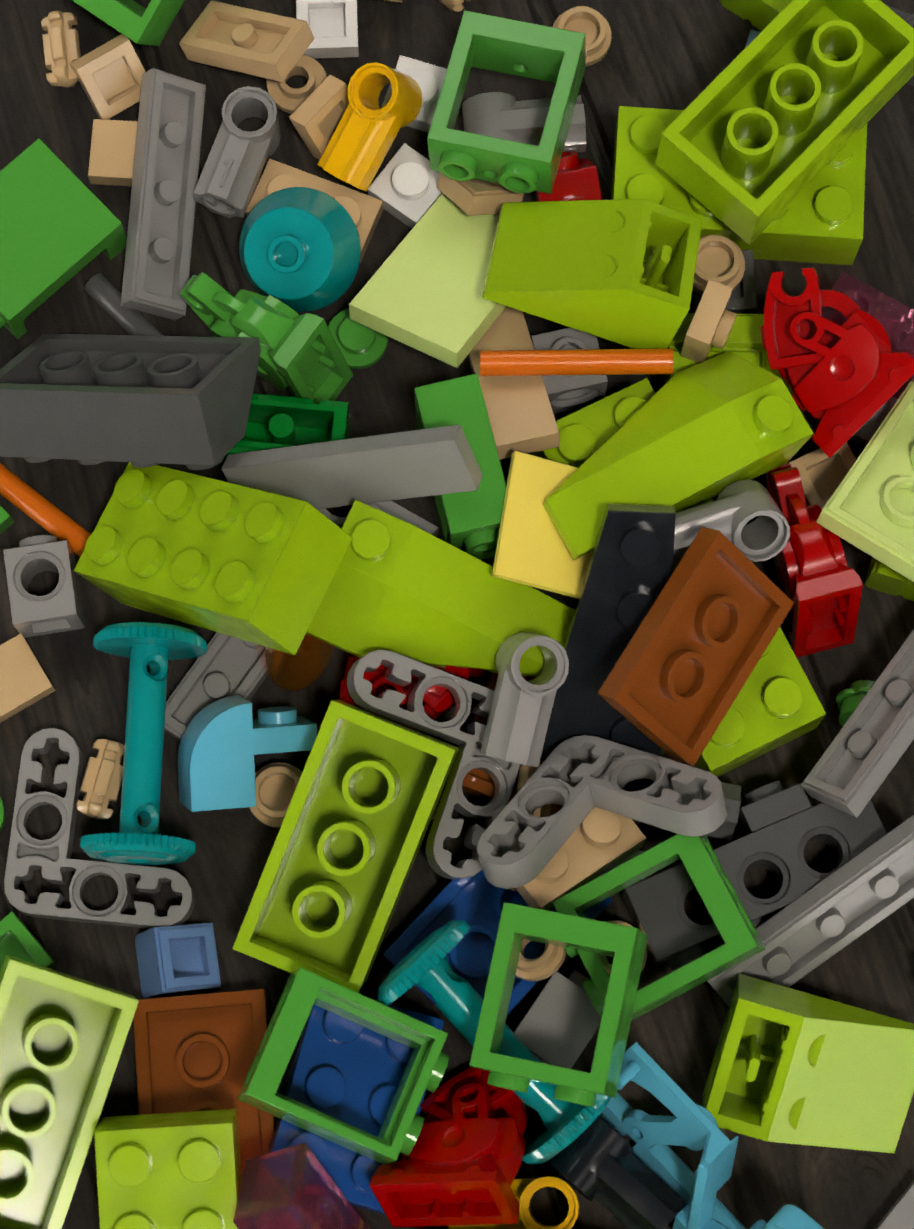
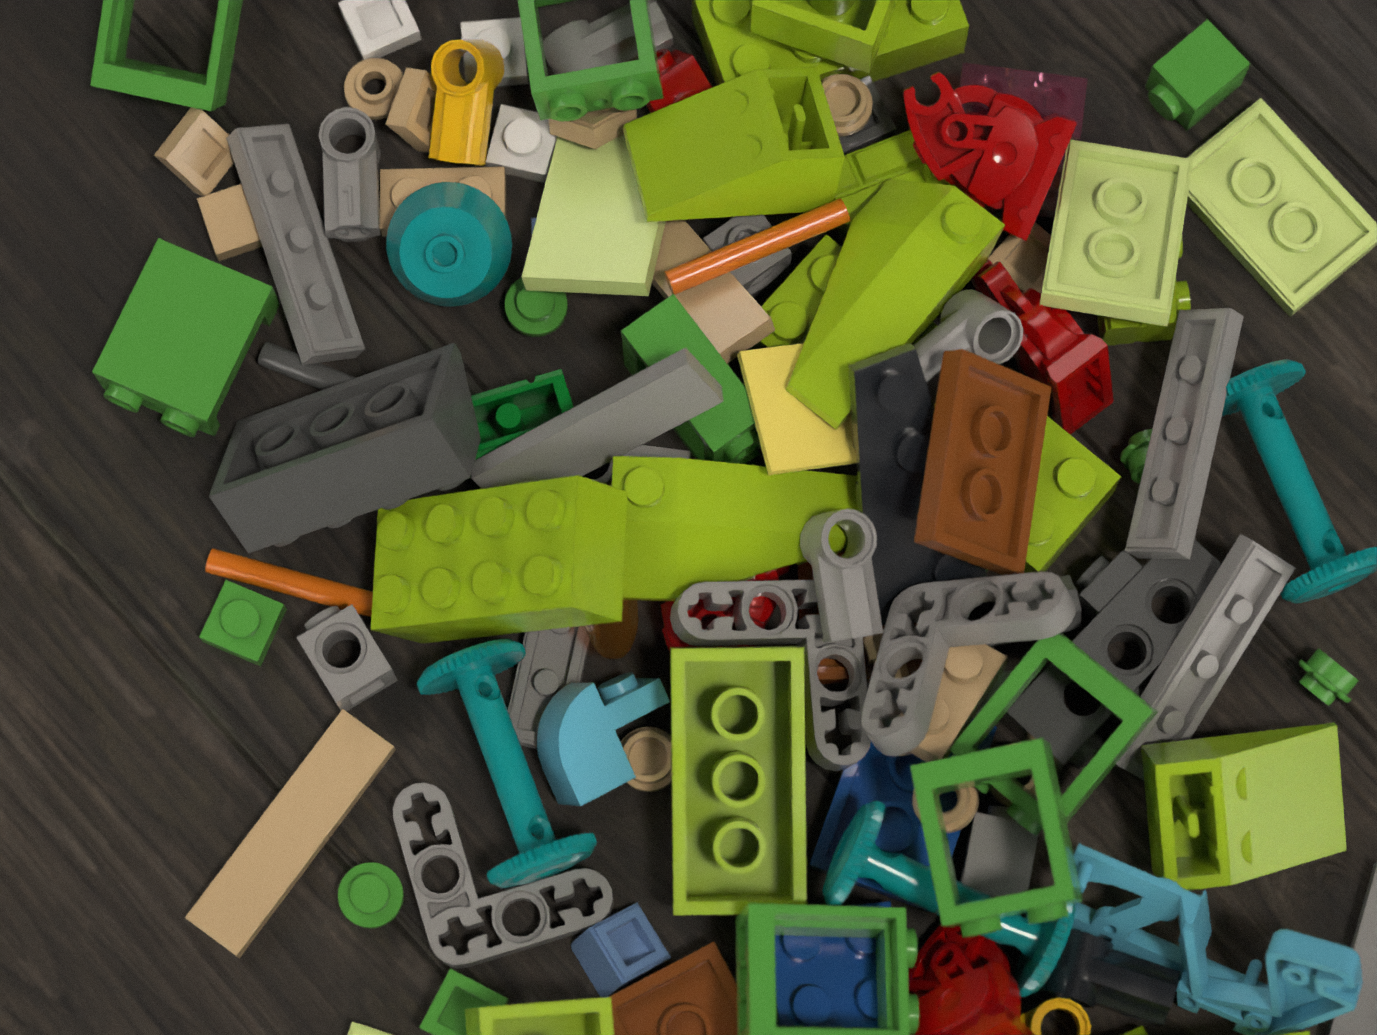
camera: 20 degrees left, 0 degrees up
(60, 47) = (135, 143): tan piece -> none
(102, 780) = (478, 812): tan piece -> none
(247, 40) = (312, 67): tan plate -> none
(294, 347) = (492, 339): bright green piece -> none
(710, 323) = (864, 160): tan plate -> none

